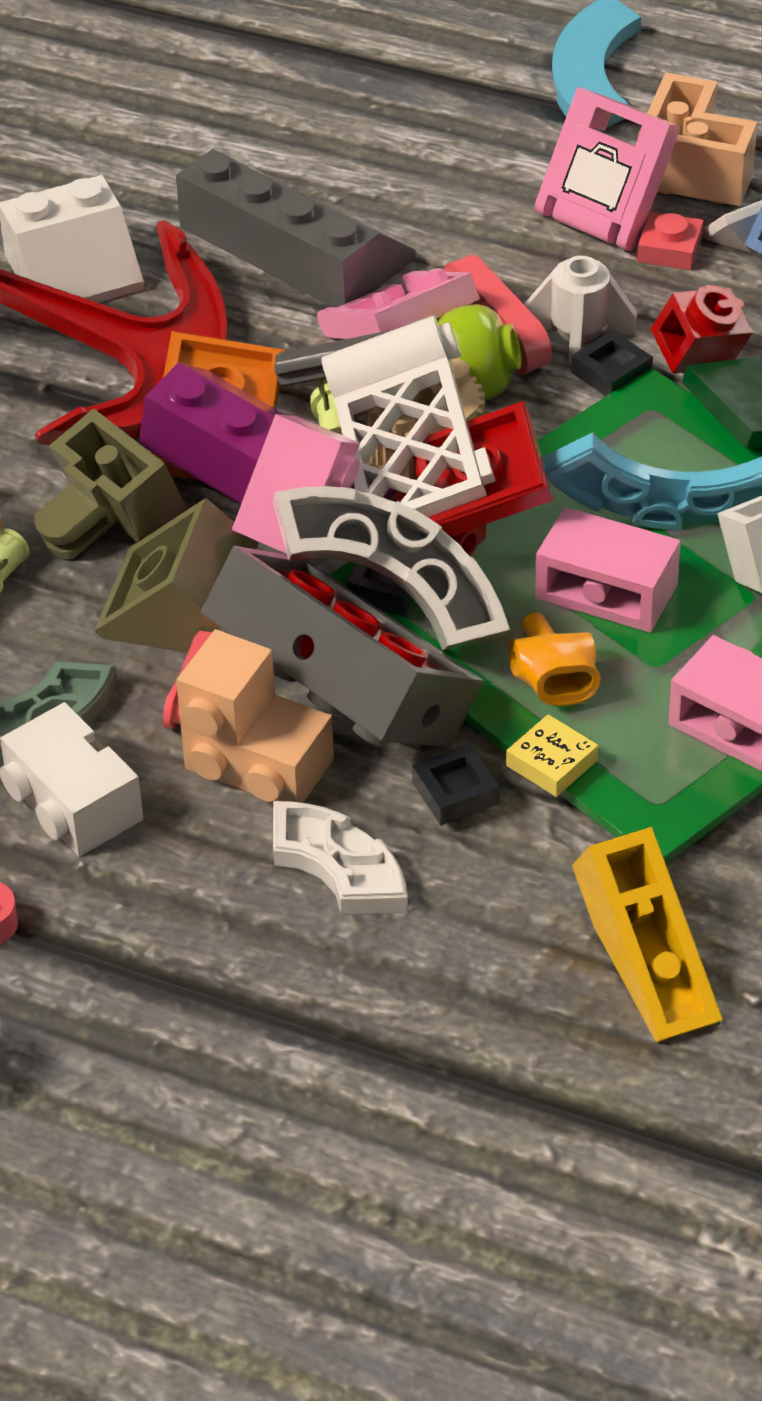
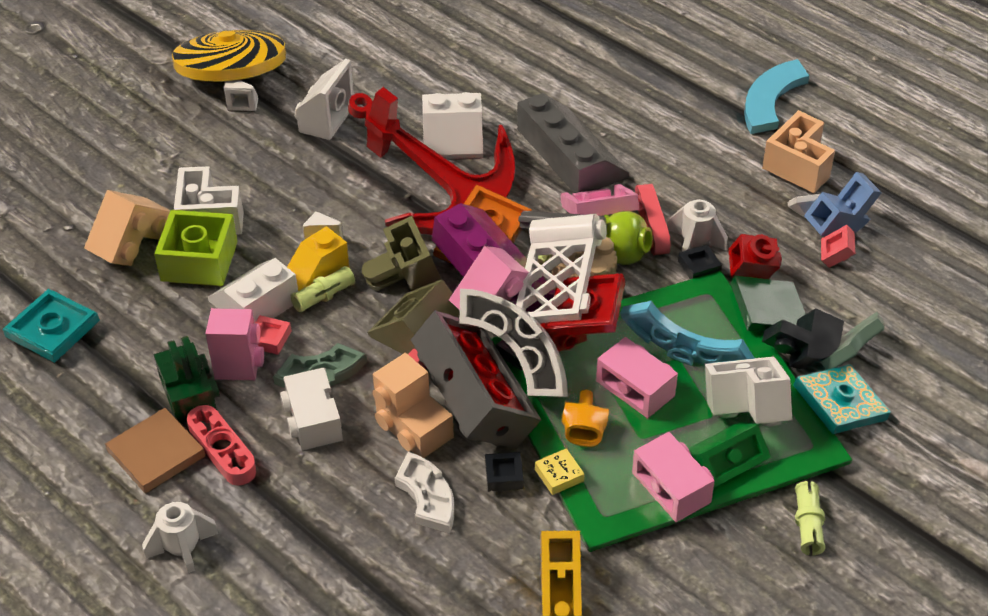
camera: 20 degrees right, 0 degrees up
(602, 180) = (738, 160): bright pink container -> none
(670, 240) = (766, 203): coral plate -> none

